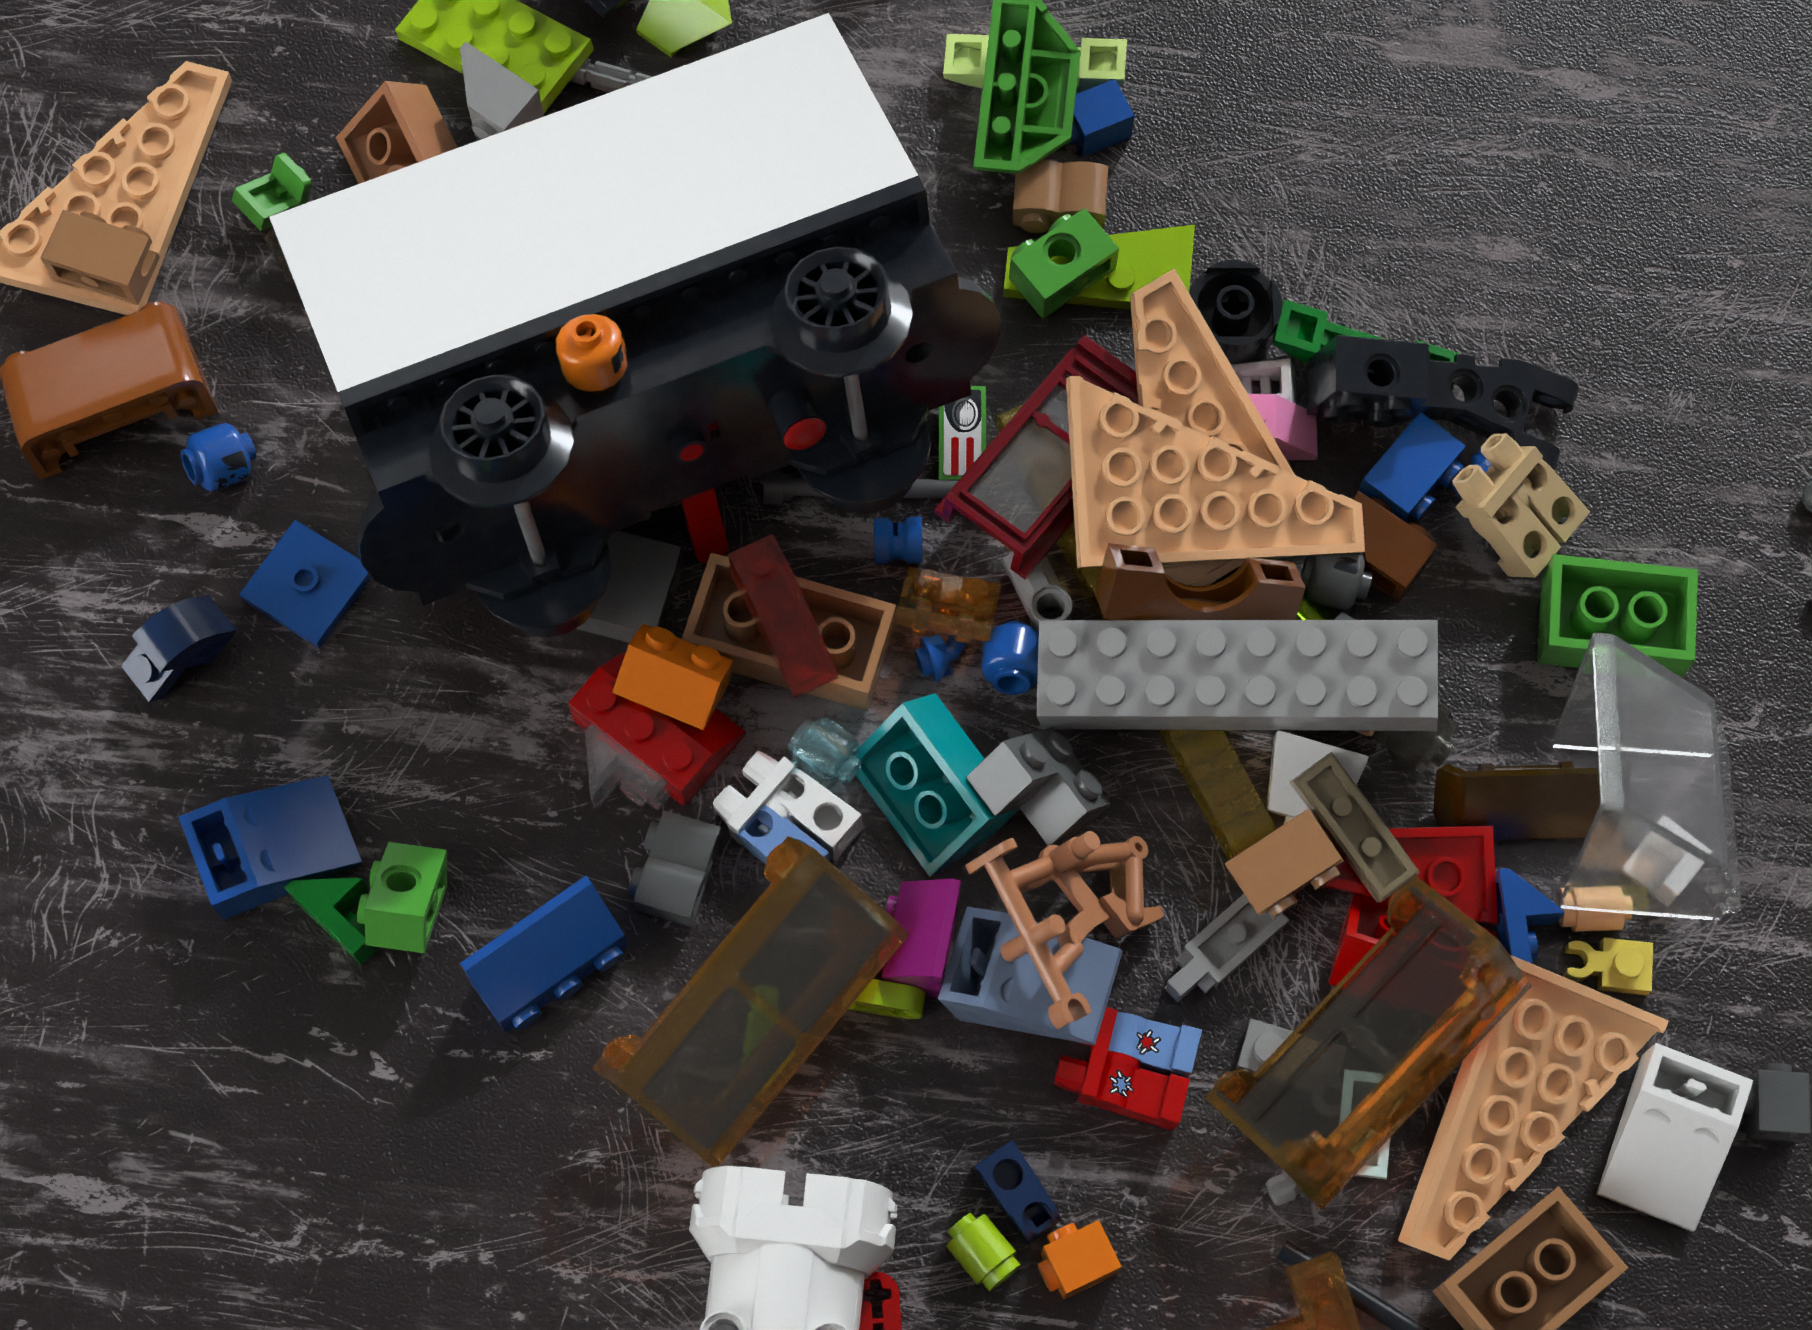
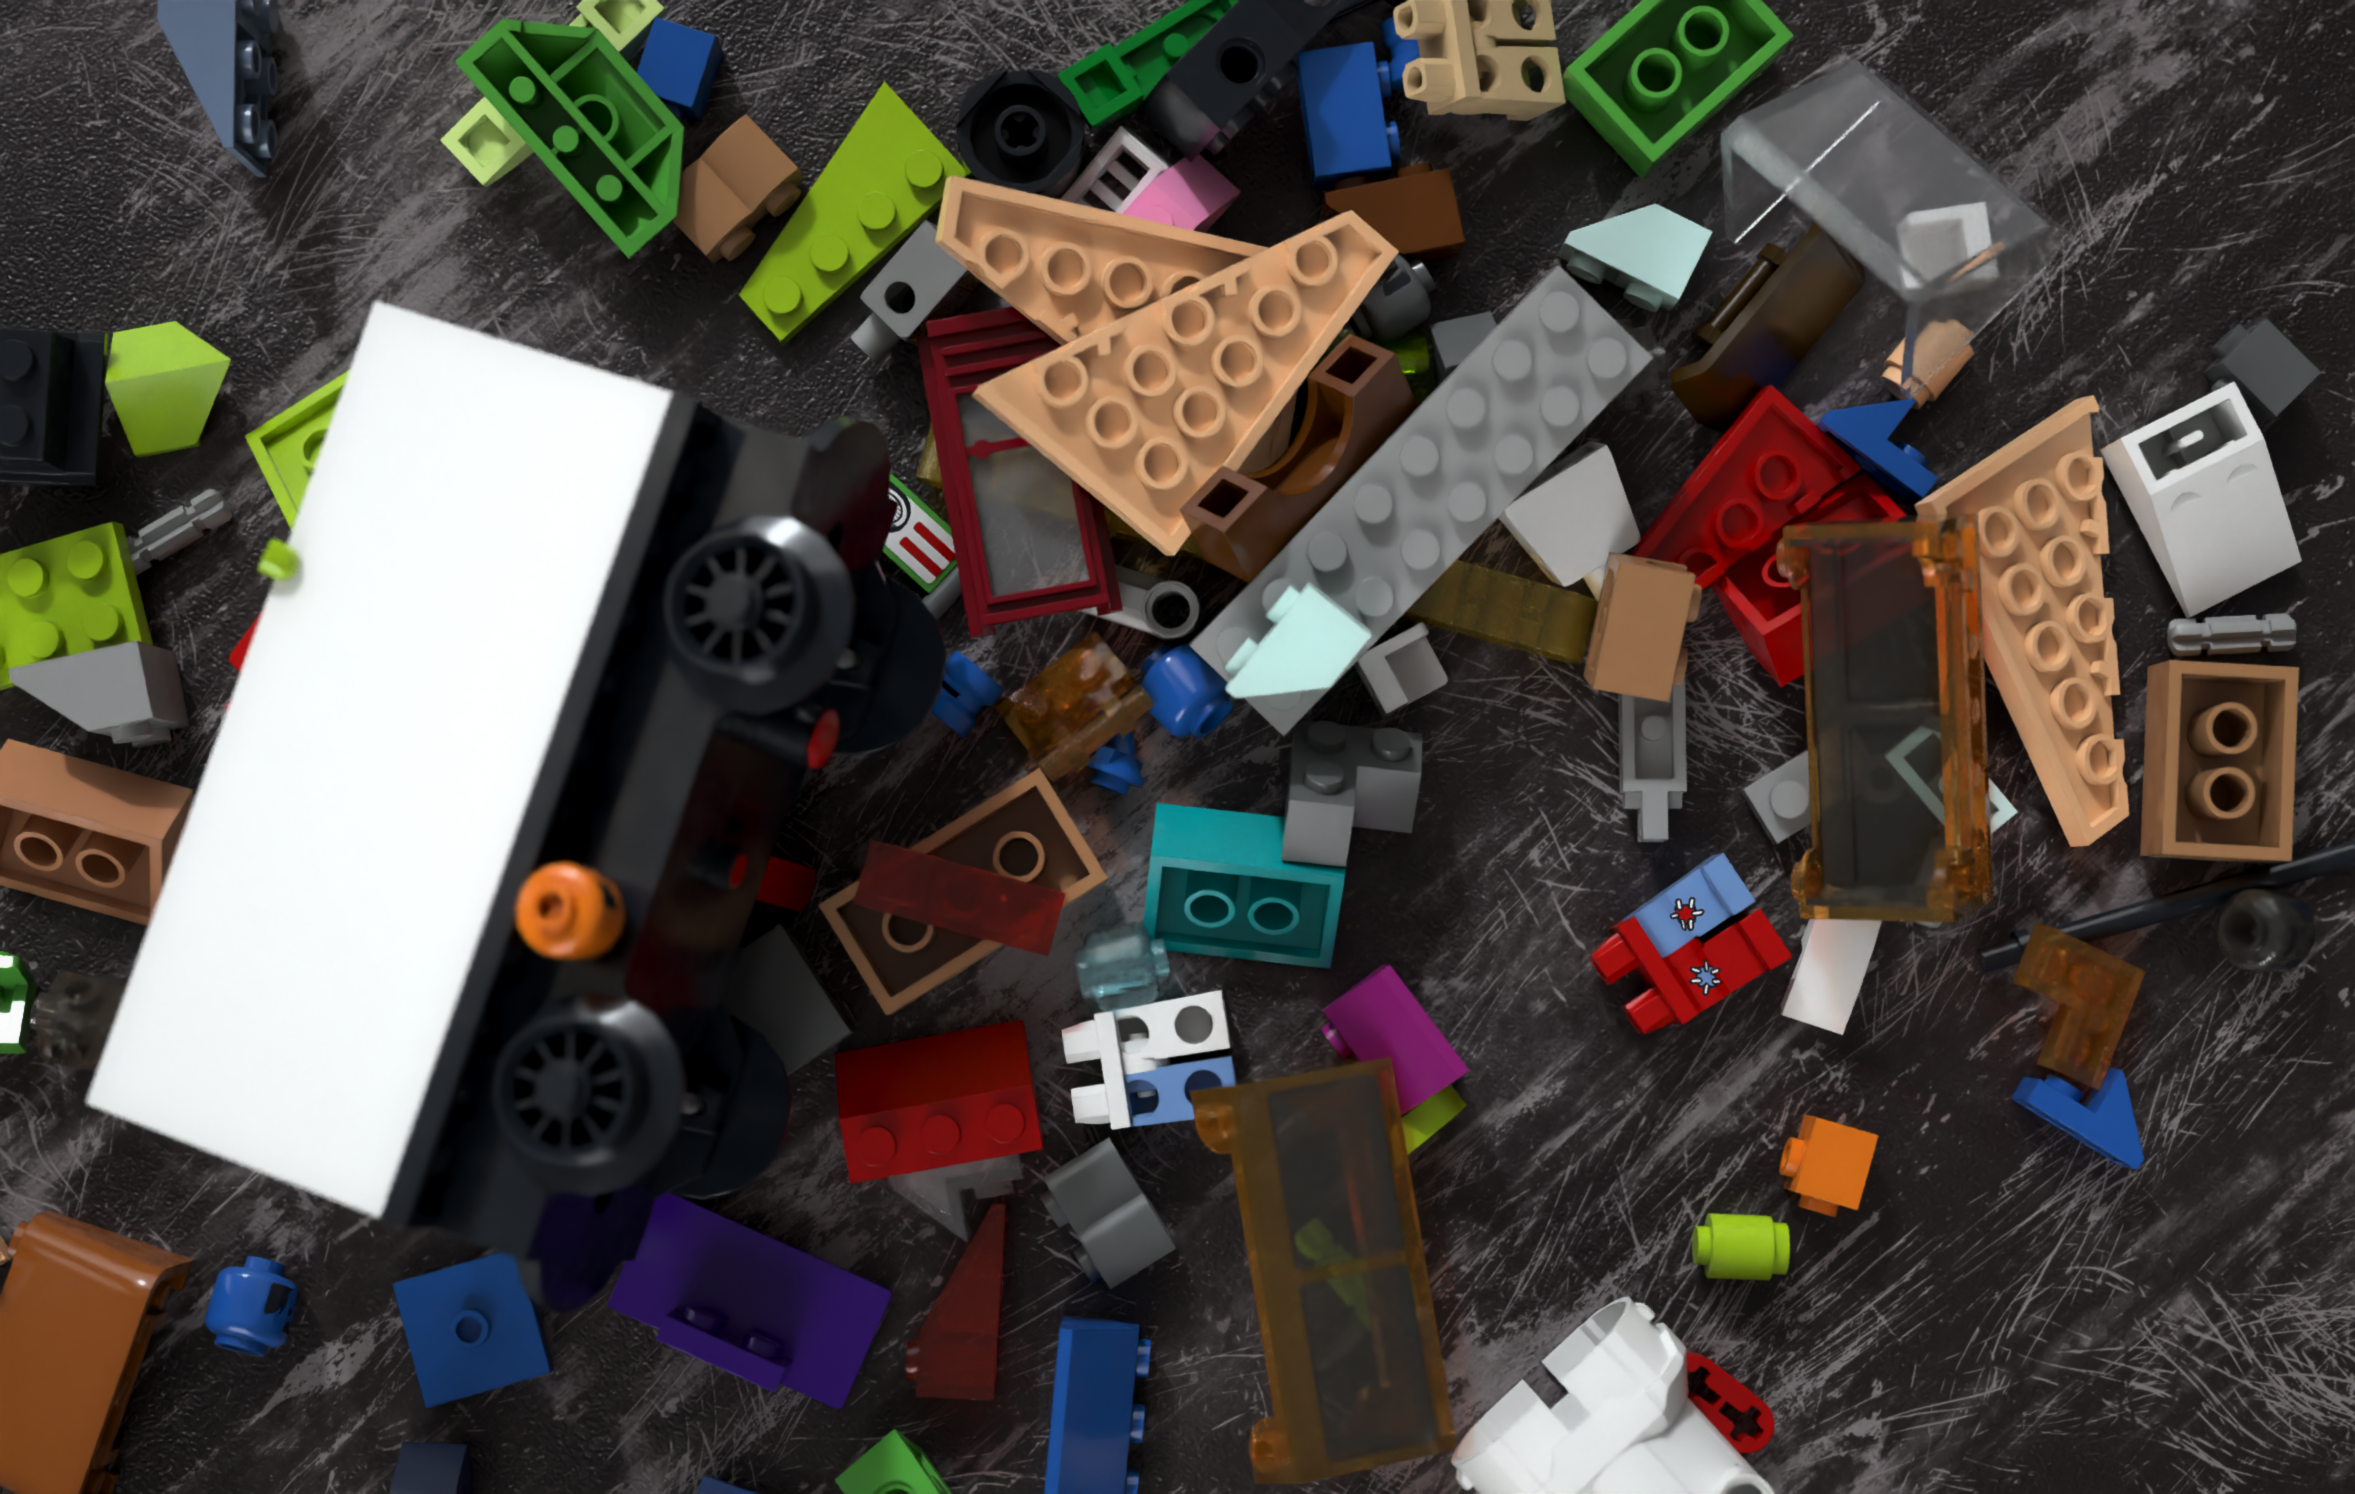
camera: 50 degrees left, 15 degrees up
(452, 717) = (750, 1302): none -> dark purple bracket
(544, 840) = (962, 1333): none -> clear red slope
(647, 75) = (279, 561): none -> lime piece
(673, 675) = (920, 1058): orange slope -> none
(1011, 995) = (1530, 972): sand blue slope -> none
(1017, 1192) = (1710, 1164): dark blue leg -> none
(1051, 284) = (819, 300): bright green brick -> none
(1094, 670) = (1303, 649): none -> light aqua slope
(1099, 316) = (939, 289): none -> light grey torso
(1119, 911) = (1541, 825): nougat piece -> none
(1136, 765) = (1401, 670): none -> white panel
(1198, 1159) = (1830, 972): none -> white slope
(1354, 827) = (1660, 523): dark tan tile -> none
(1496, 693) = (1641, 251): none -> light aqua slope
(1614, 1229) = (2231, 634): none -> light grey axle
(1619, 964) = (1997, 389): light yellow plate -> none

